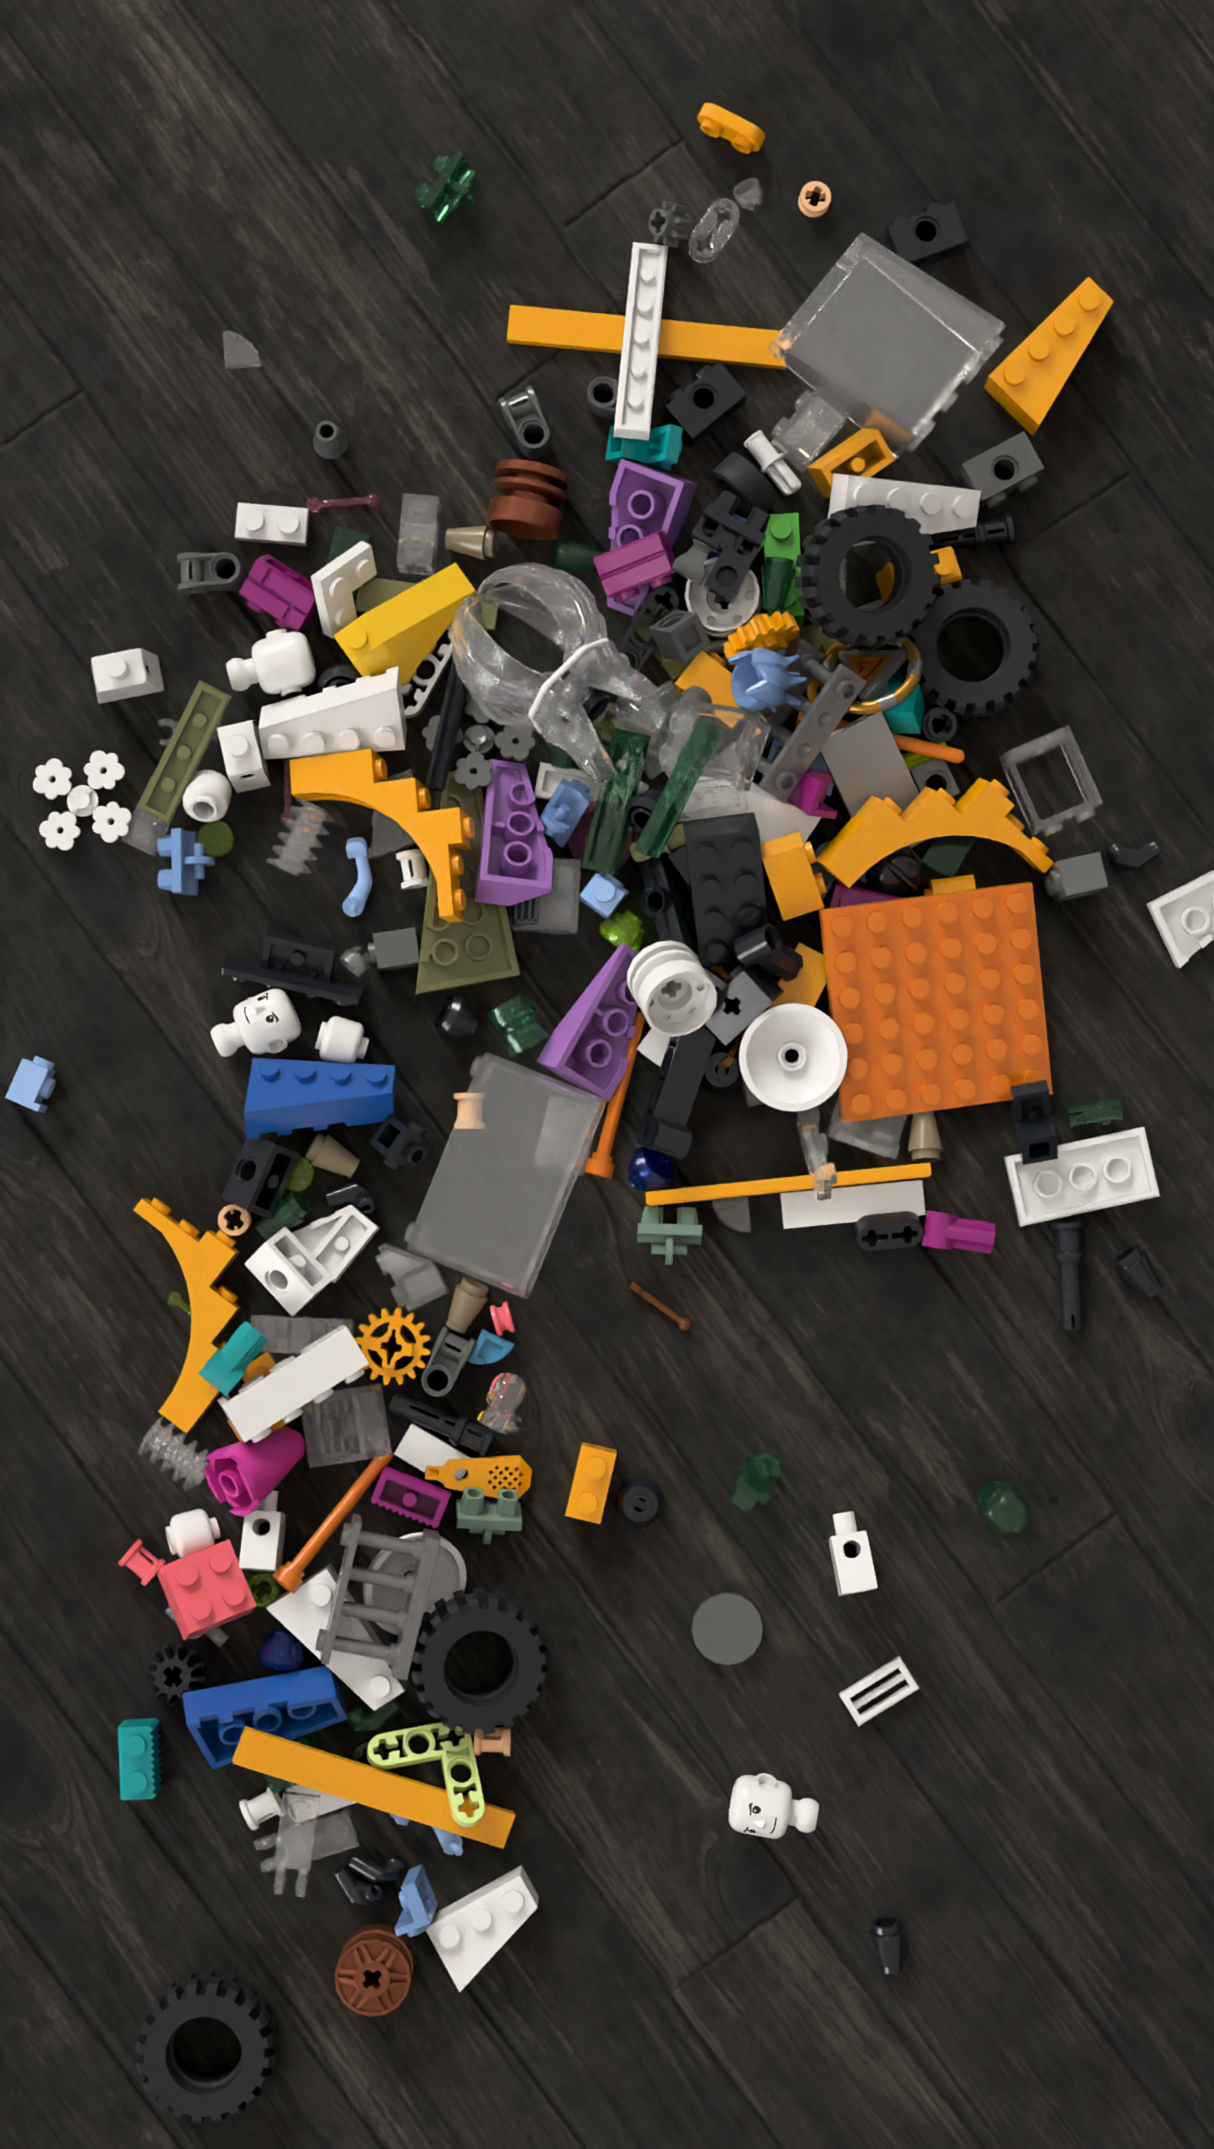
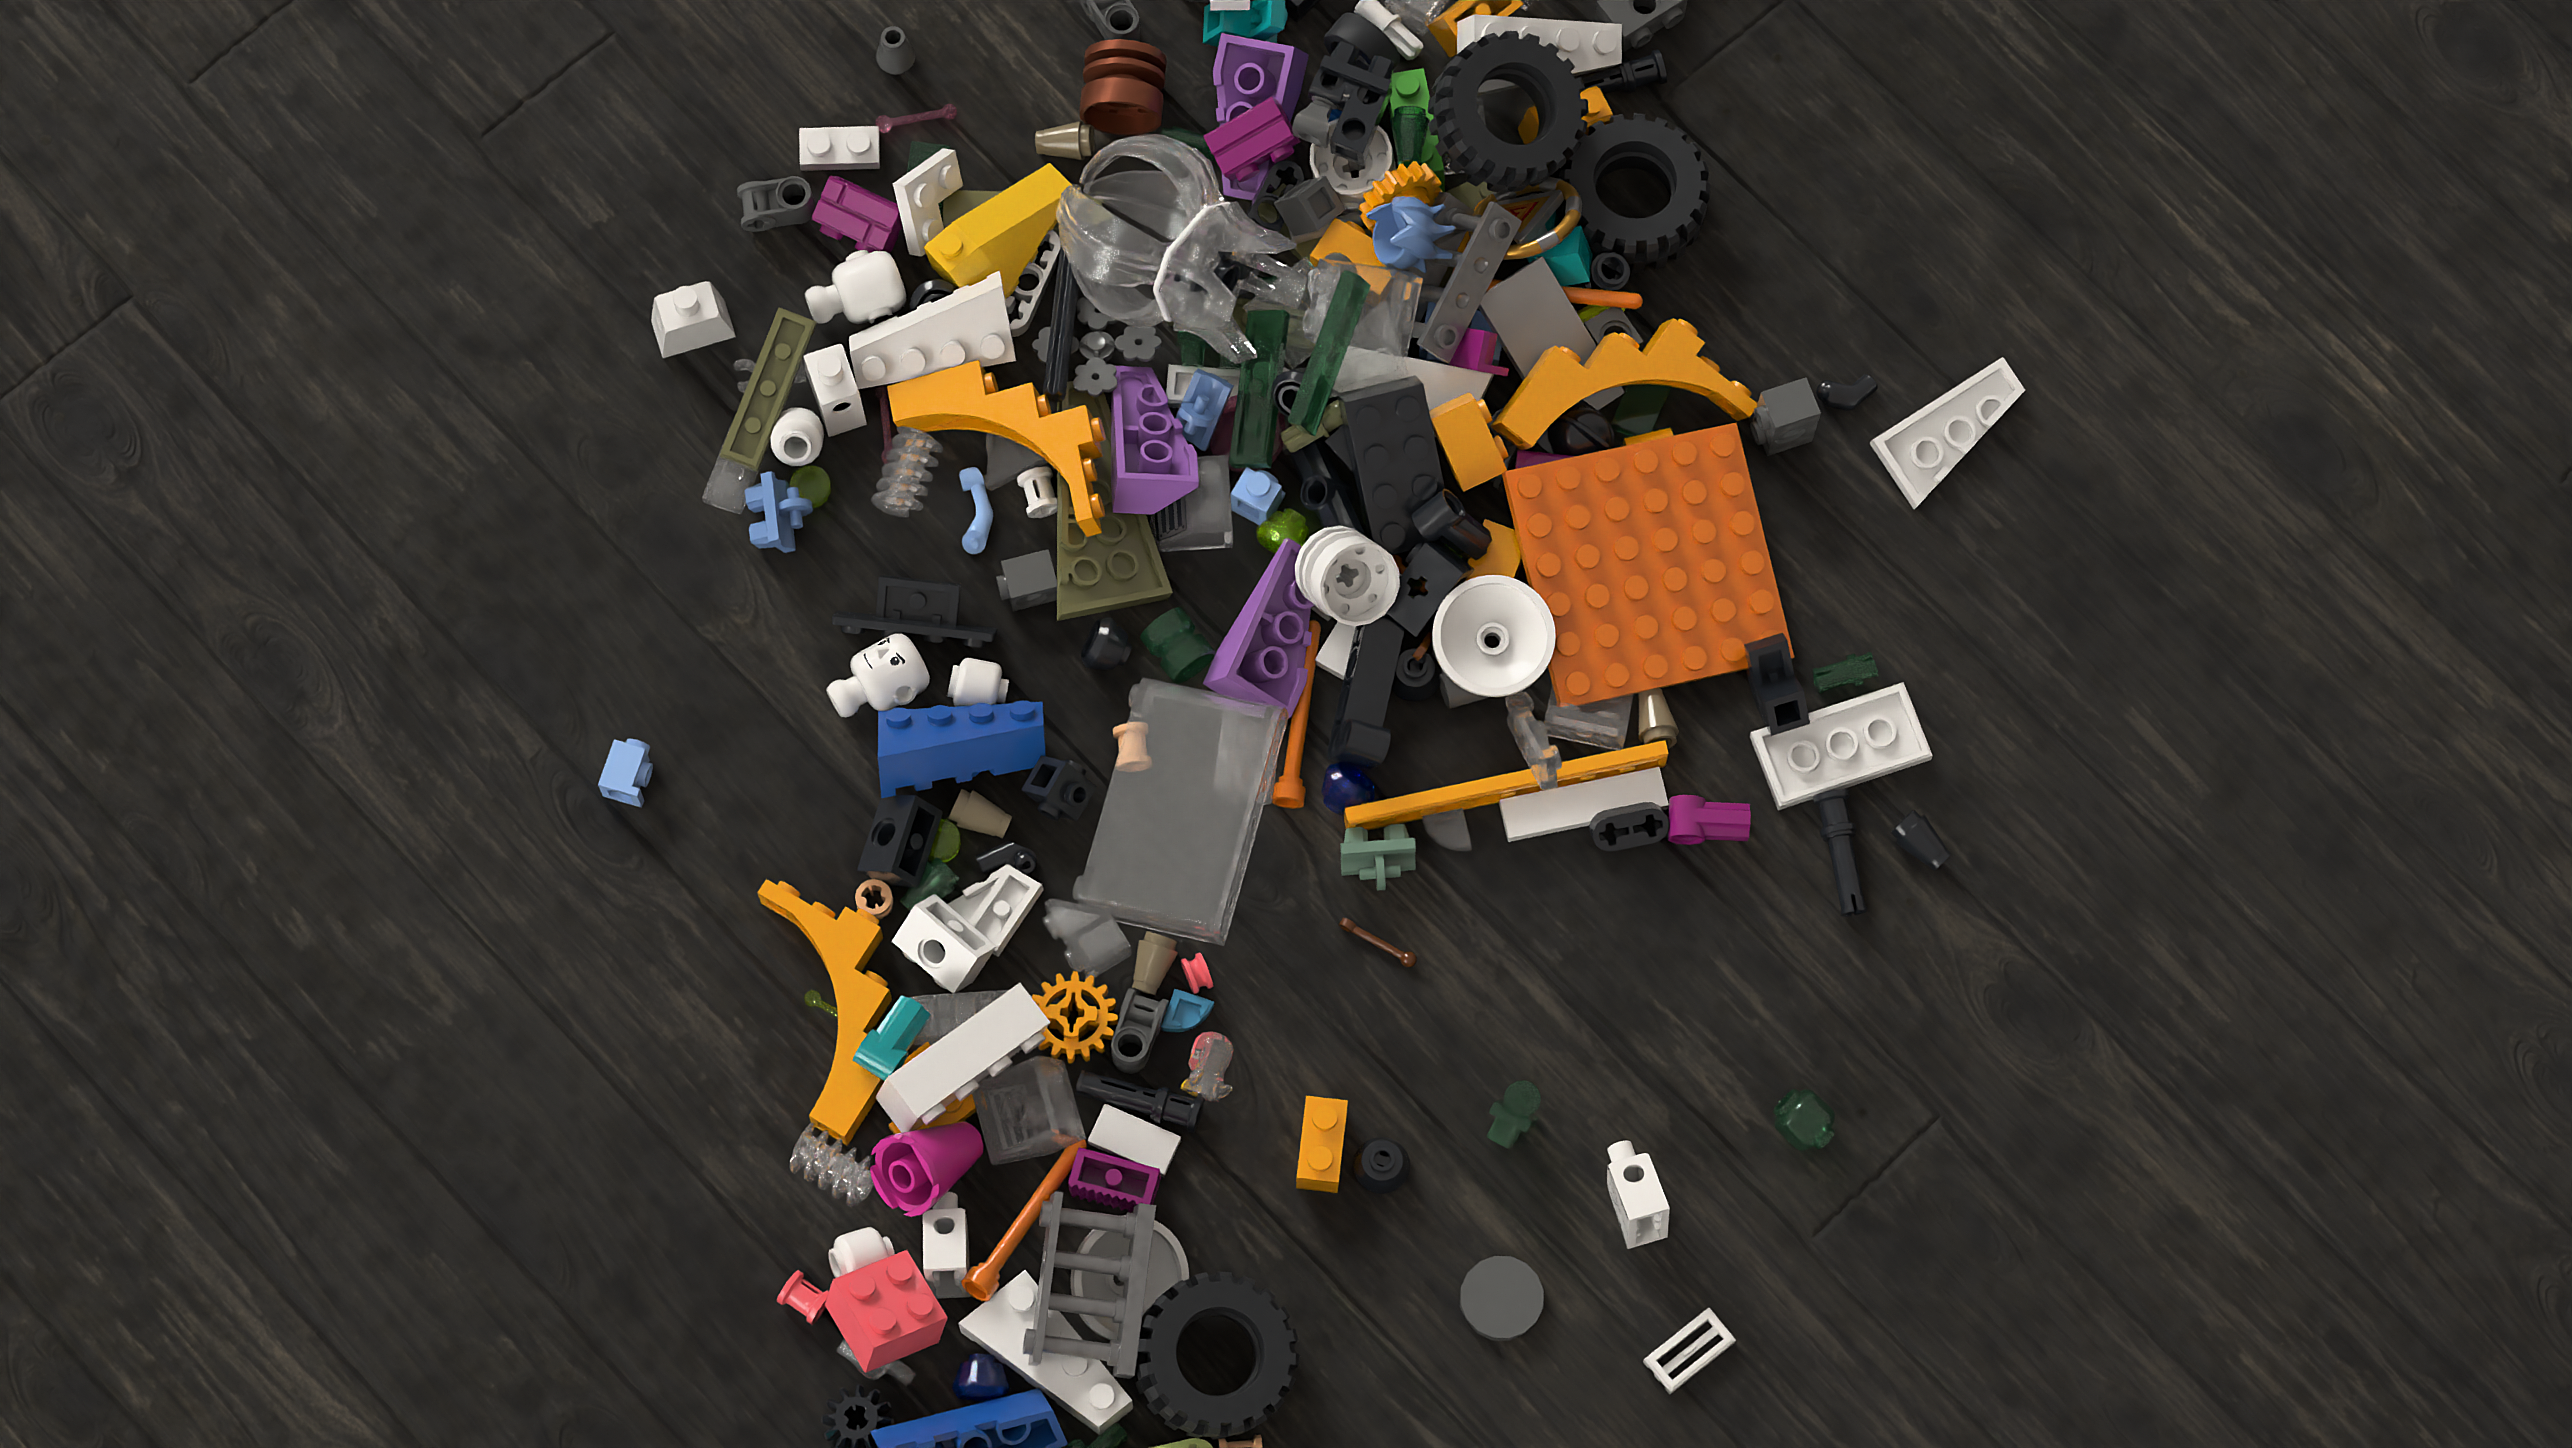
camera: 10 degrees left, 15 degrees down
(82, 800) = (654, 460): white plant -> none
(266, 1599) = (945, 1301): clear neon green bush -> none
(354, 962) = (982, 600): clear hinge -> none
(418, 534) = (1005, 138): clear brick -> none
(479, 1475) = (1190, 1151): light orange piece -> none
(488, 1516) = (1224, 1192): sand green hips -> none
(1060, 738) = (1727, 287): clear window -> none

